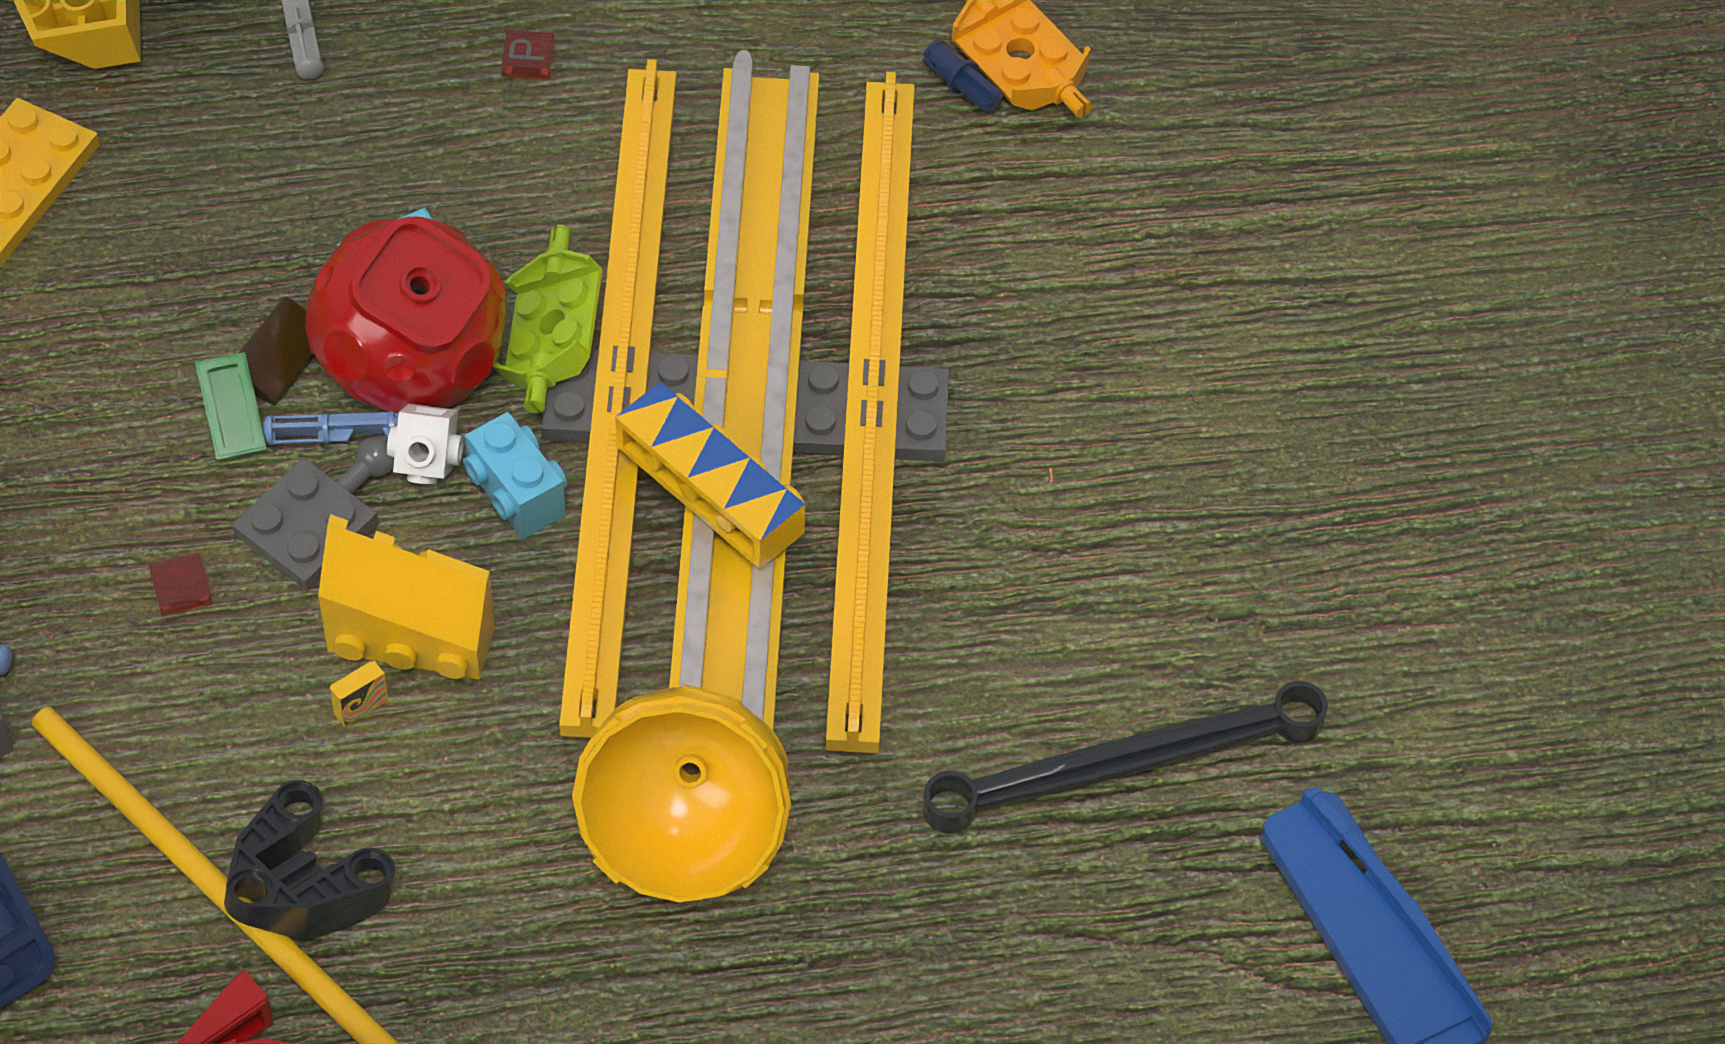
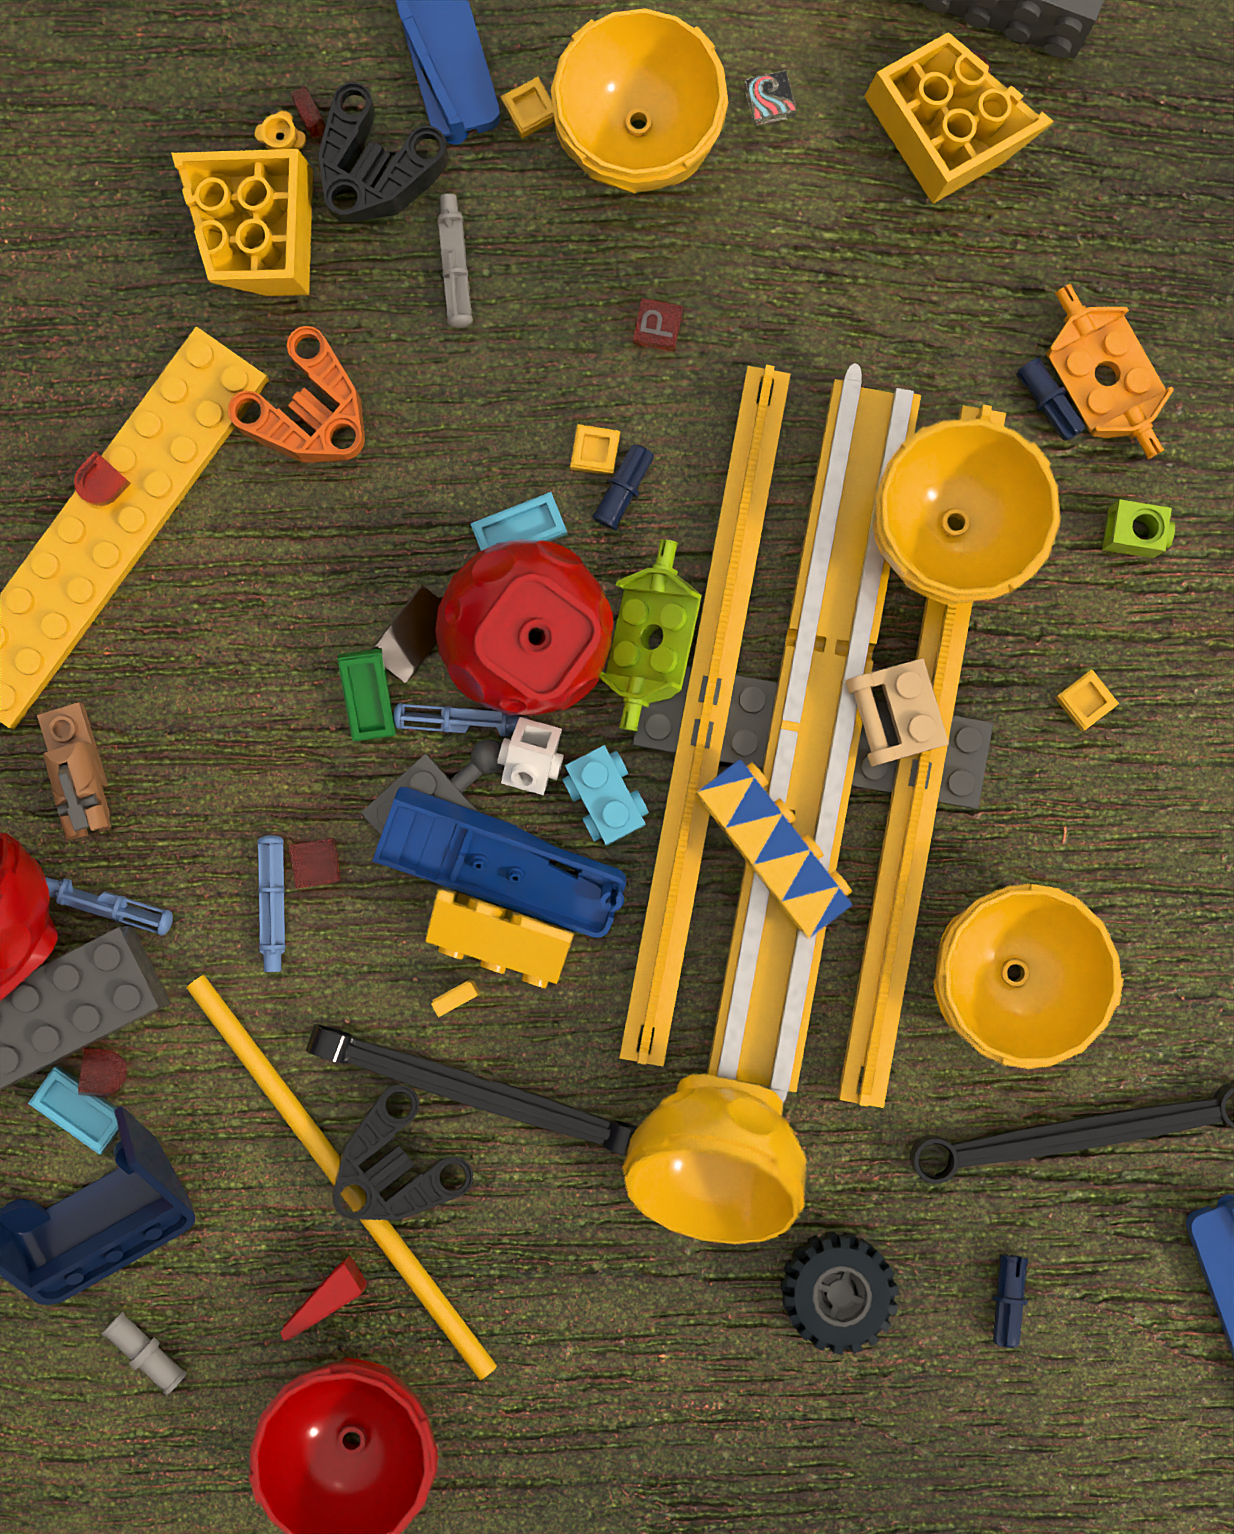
camera: 10 degrees right, 30 degrees up
(130, 626) = (271, 901): none -> medium blue piece
(155, 164) = (282, 434): none -> orange connector
(218, 756) = (470, 1089): none -> black piece
(297, 516) = (498, 863): none -> blue piece
(470, 170) = (595, 450): none -> yellow tile
(504, 197) = (623, 487): none -> dark blue axle
(847, 337) = (911, 710): none -> tan plate
(854, 943) = (839, 1293): none -> black wheel
(870, 129) = (986, 480): none -> yellow rock
(1024, 543) = (1065, 981): none -> yellow rock
(1051, 343) = (1086, 700): none -> yellow tile
(1065, 938) = (1009, 1300): none -> dark blue axle
(1077, 177) = (1120, 535): none -> lime brick

